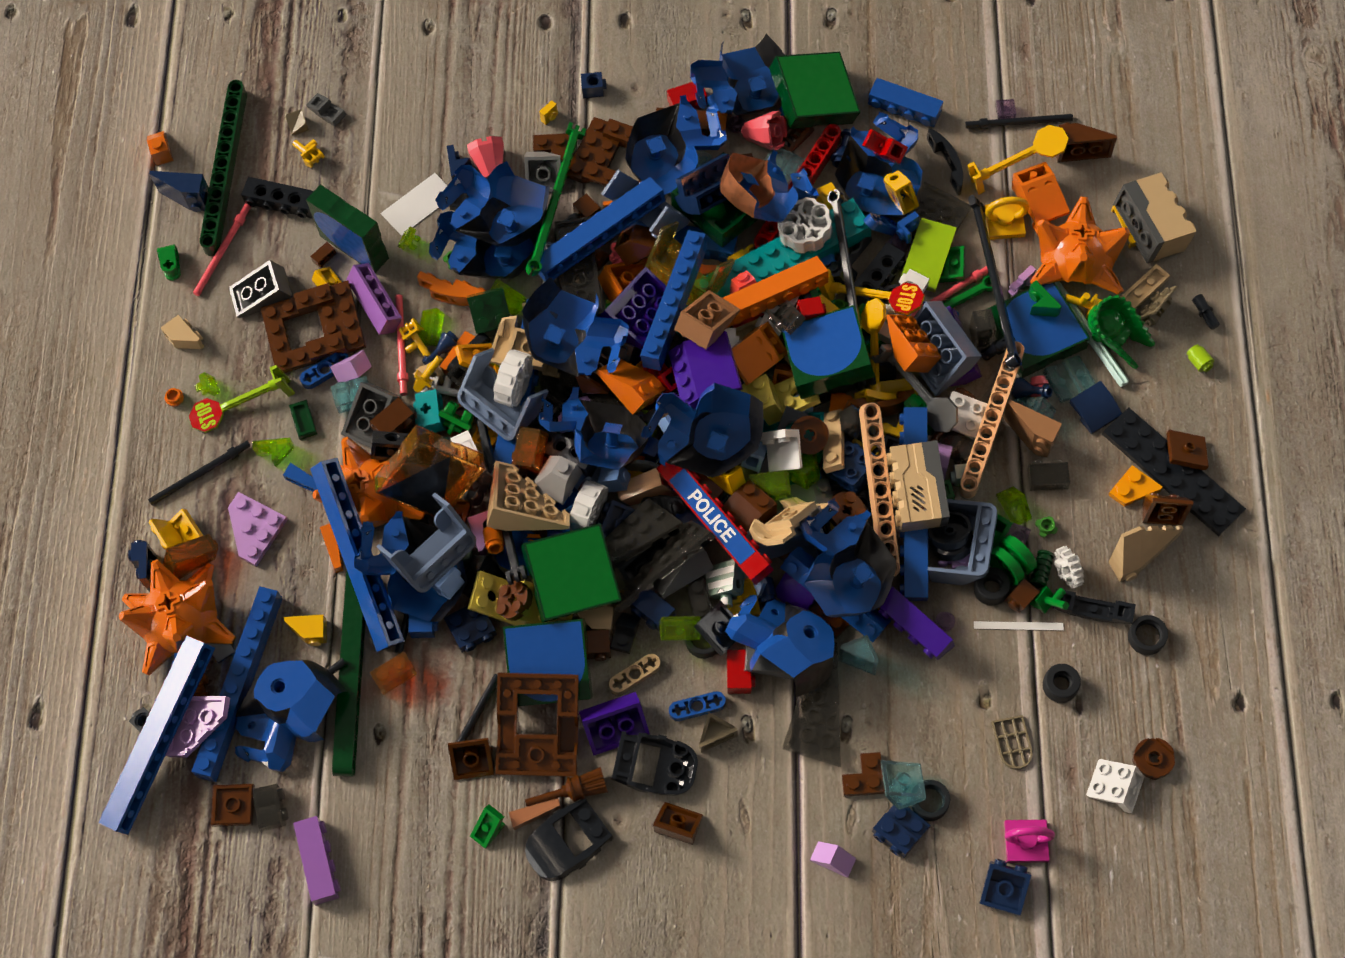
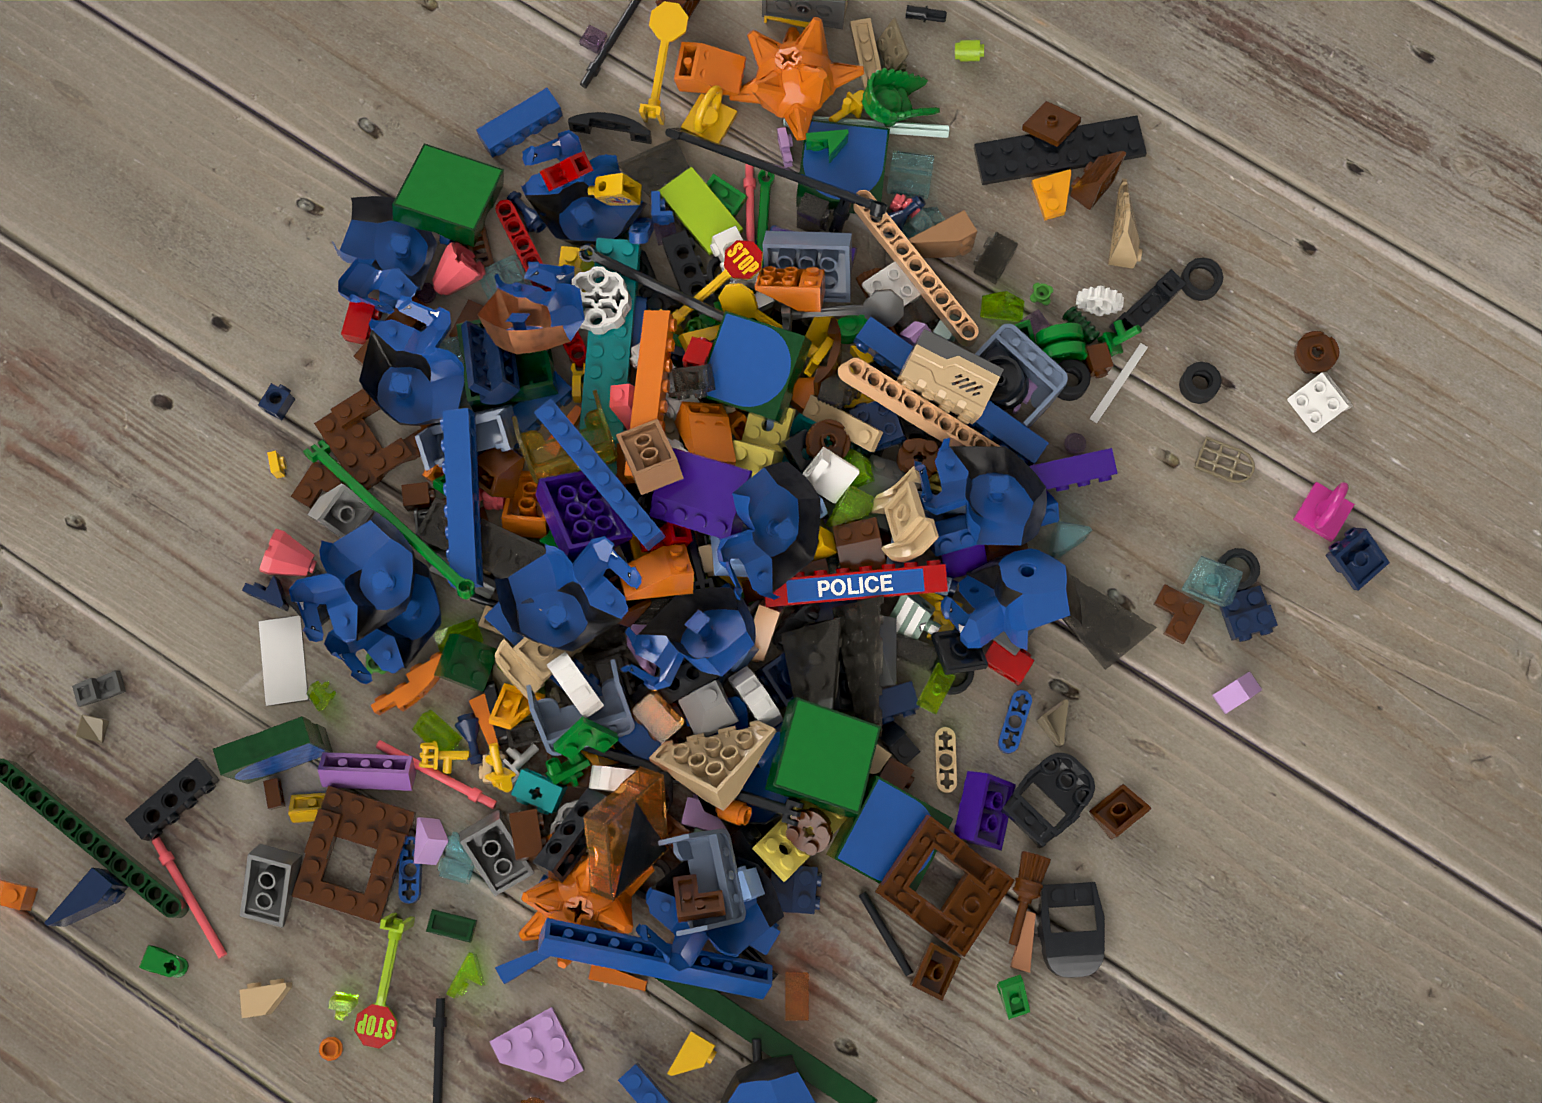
camera: 60 degrees left, 10 degrees up
(310, 152) = (144, 736): yellow arm -> none
(407, 547) = (695, 905): none -> reddish brown plate
(484, 407) = (585, 733): none -> green plate
(1095, 407) = (955, 171): dark blue slope -> none

